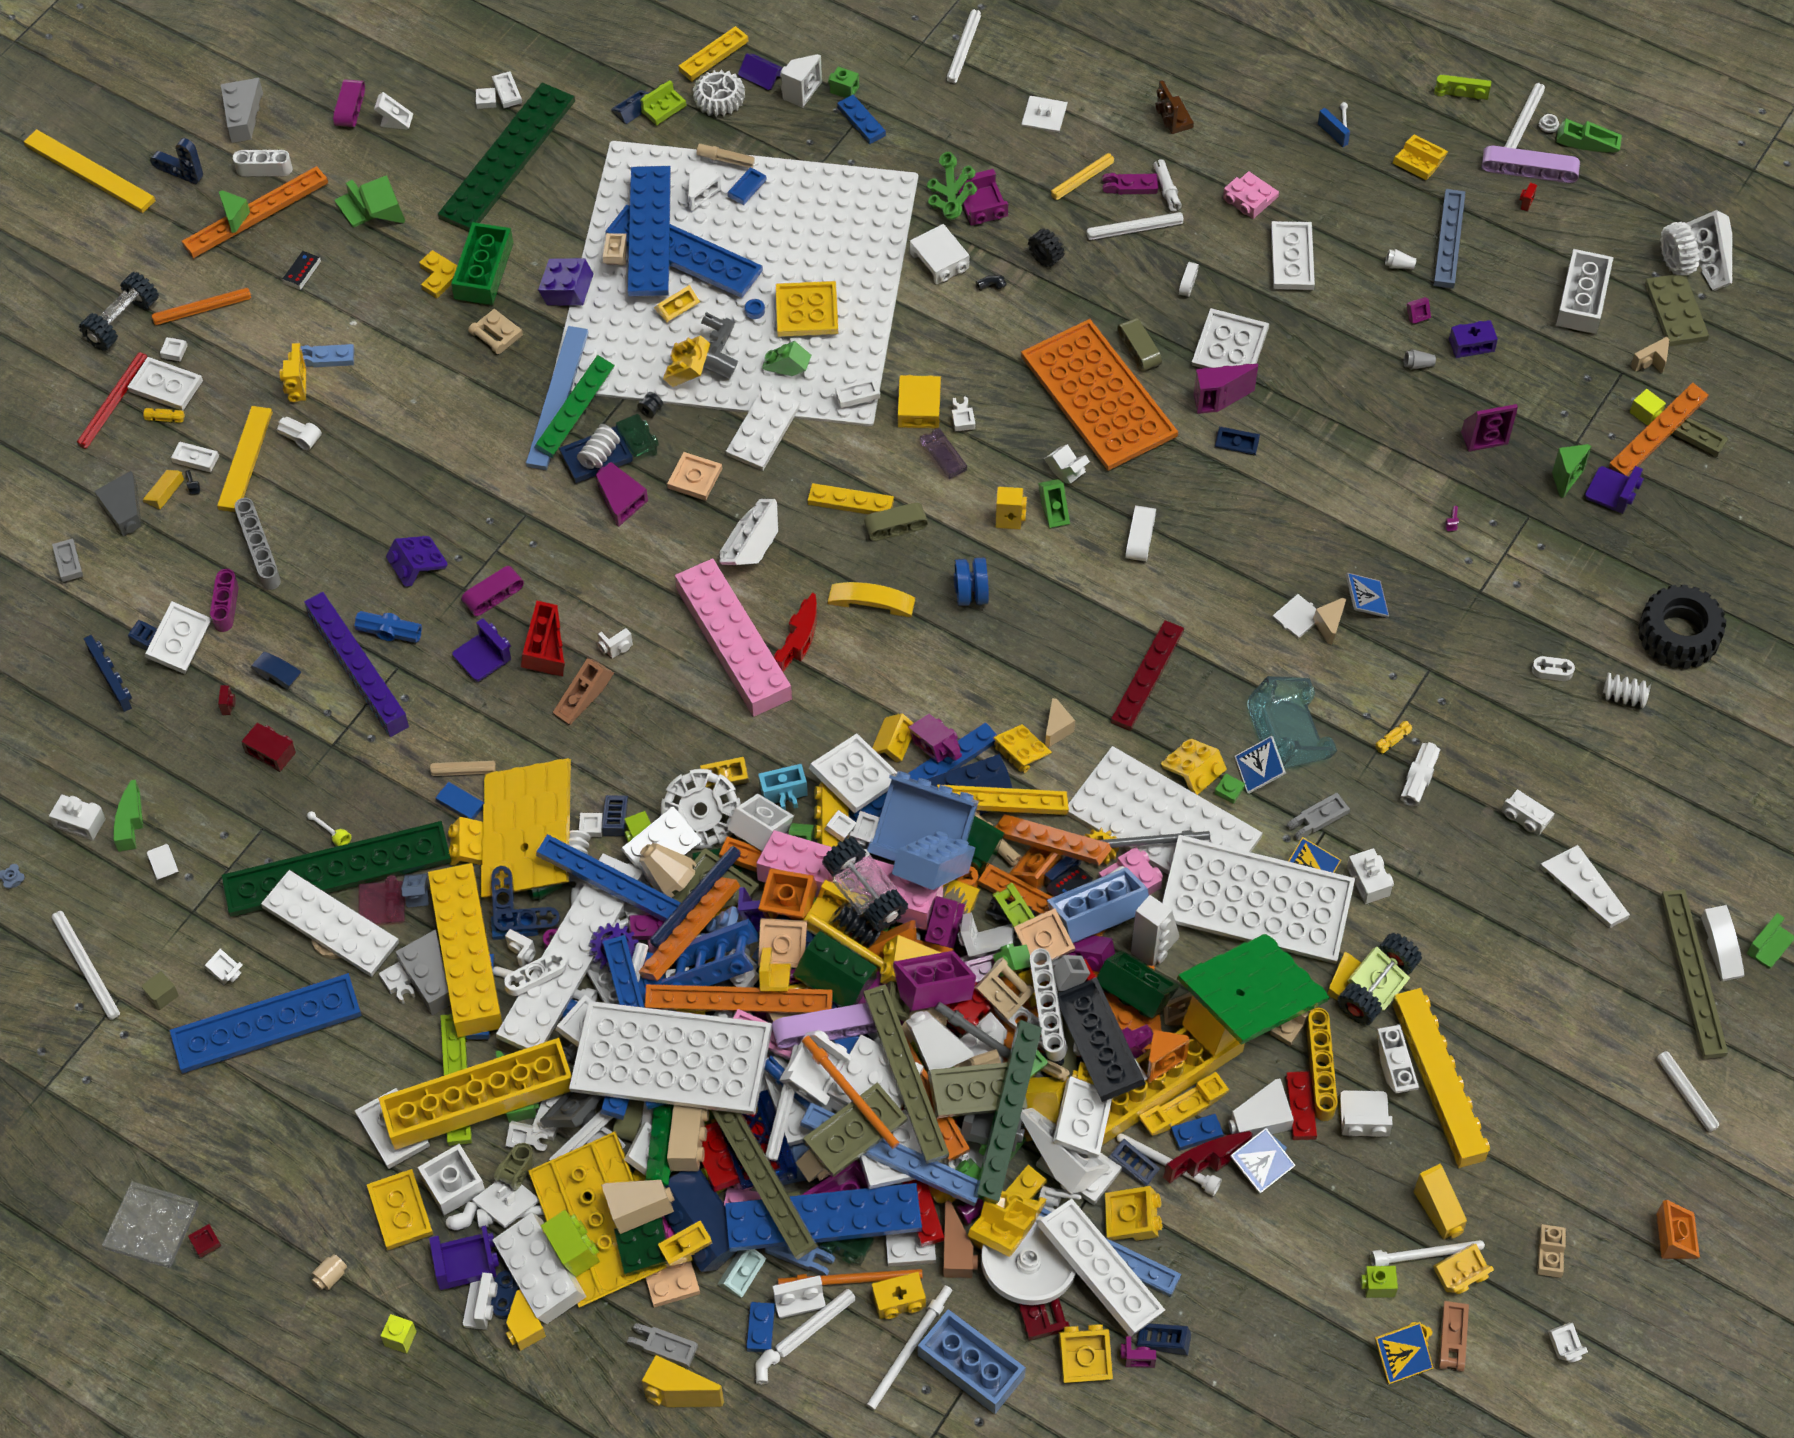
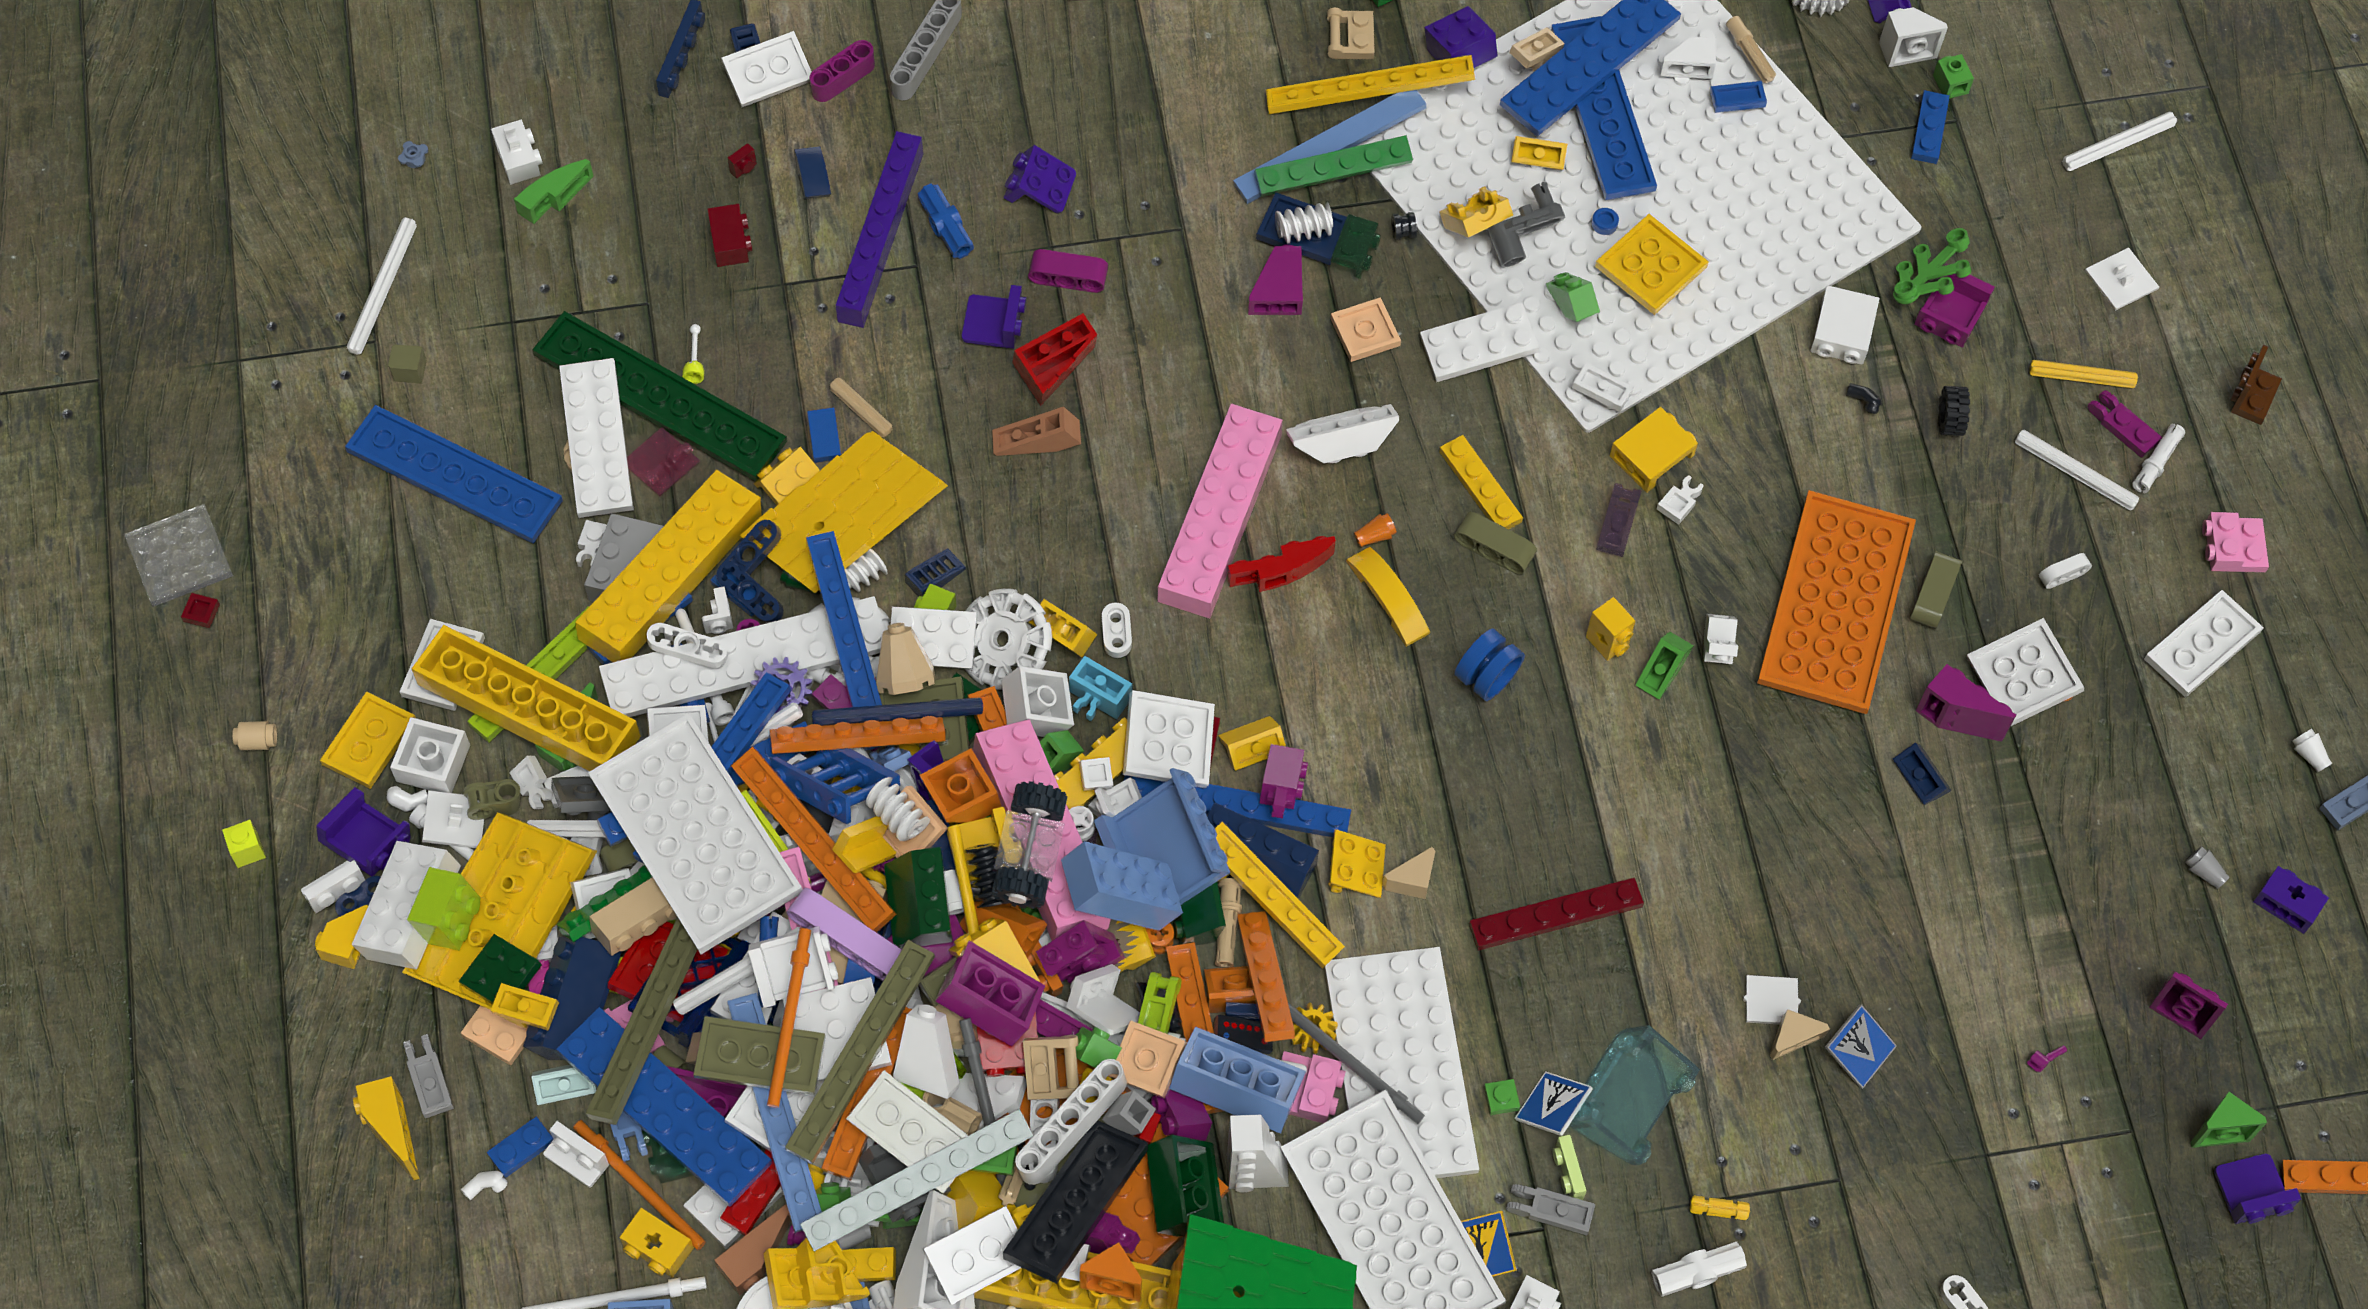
camera: 45 degrees right, 5 degrees up
(162, 861) = (535, 255): white bracket -> none
(223, 967) = (476, 392): white bracket -> none
(415, 890) = (695, 472): sand blue slope -> none
(543, 346) = (1370, 84): none -> yellow tile
(591, 824) = (902, 560): white plate -> none
(617, 644) = (1113, 420): white bracket -> none
(637, 1202) = (527, 929): tan slope -> none
(754, 749) = (1116, 632): none -> white plate
(772, 936) = (894, 811): none -> white piece
(815, 1323) = (566, 1191): white axle -> none
(827, 570) = (1376, 530): none -> orange cone
(1140, 533) = (1712, 773): white beam -> none
(1196, 763) = (1494, 1042): yellow bracket -> none
(1304, 787) = (1565, 1155): none -> yellowish green plate
(1418, 310) = (2268, 818): magenta tile -> none

